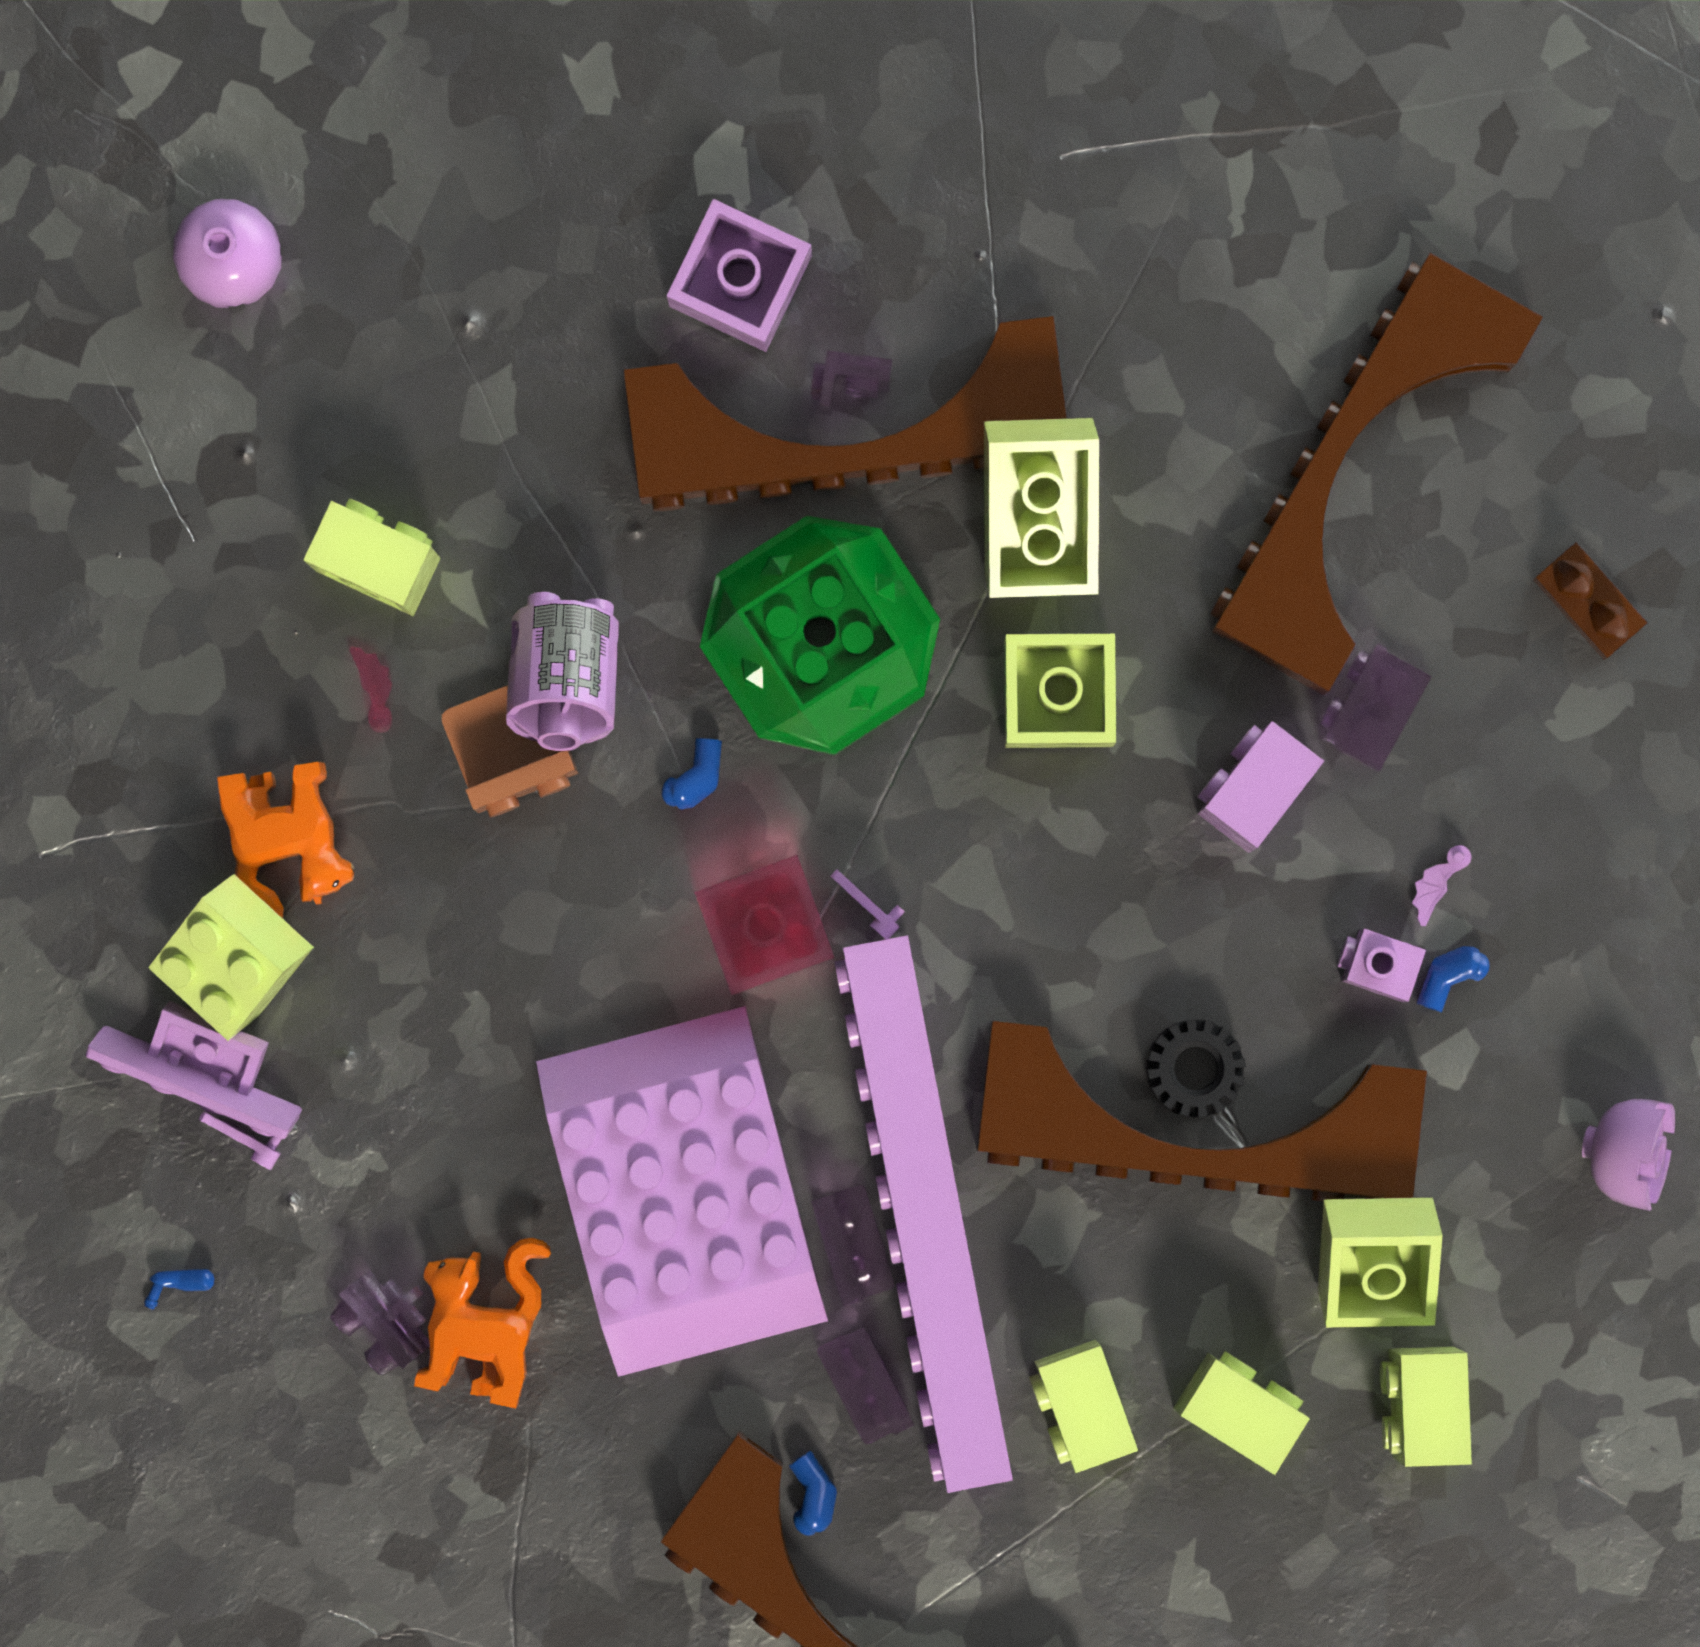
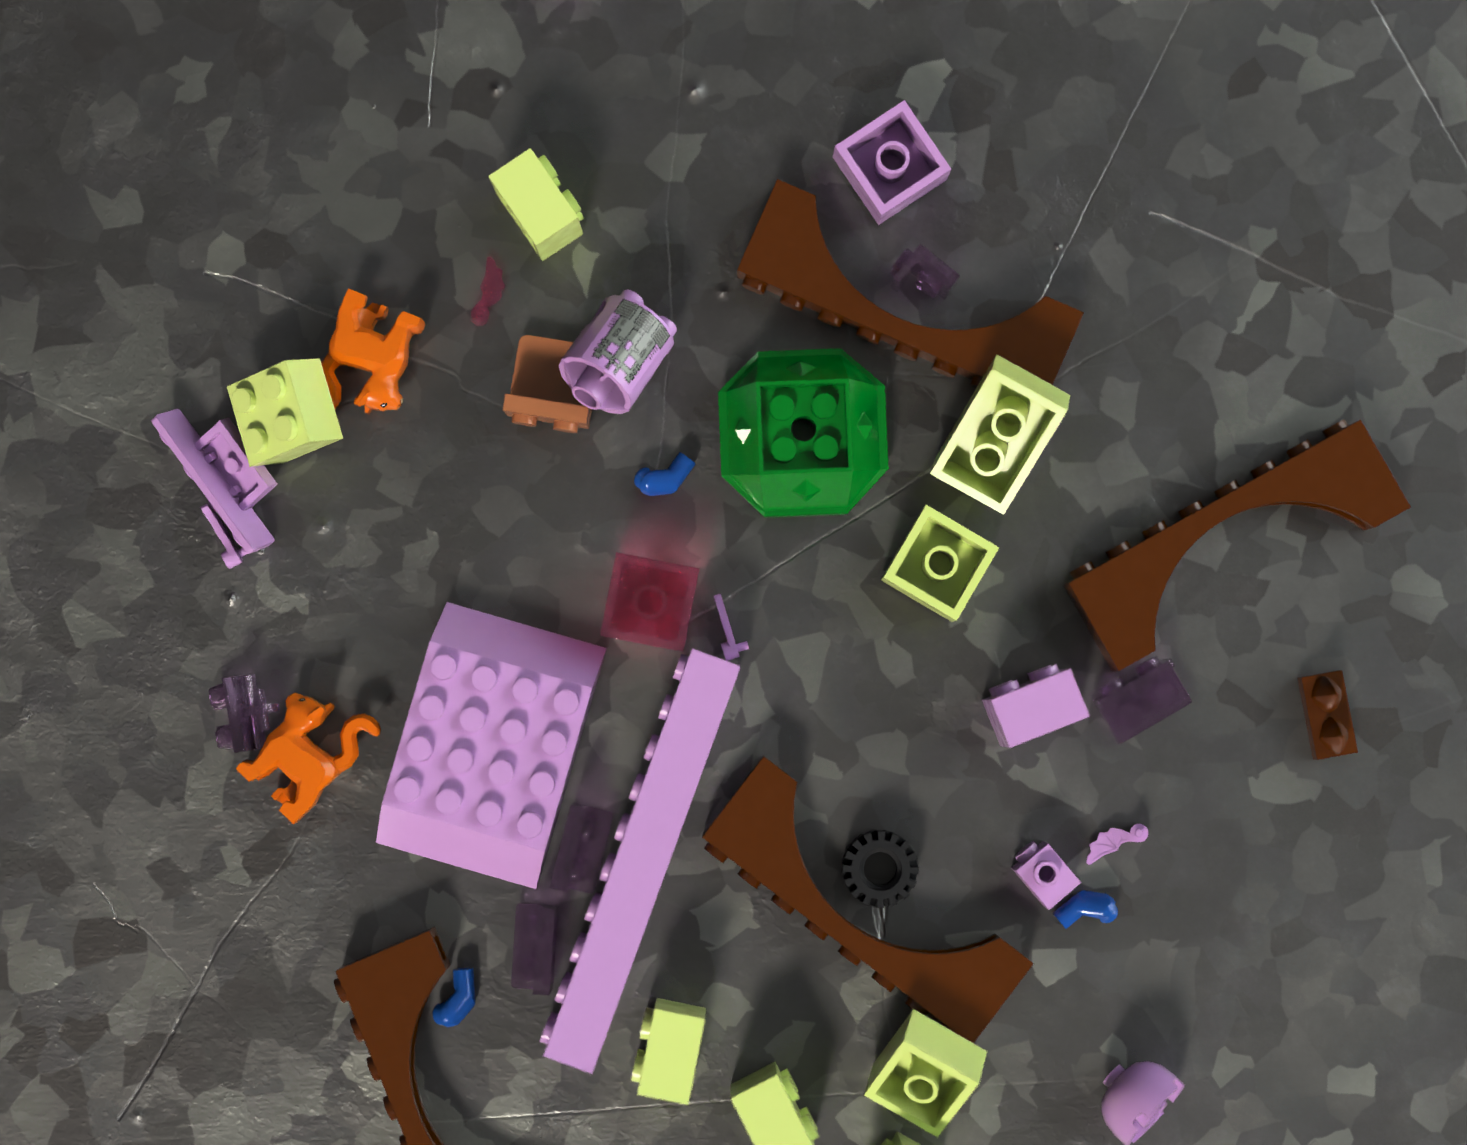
camera: 25 degrees right, 0 degrees up
(179, 1279) = (126, 605): blue piece -> none

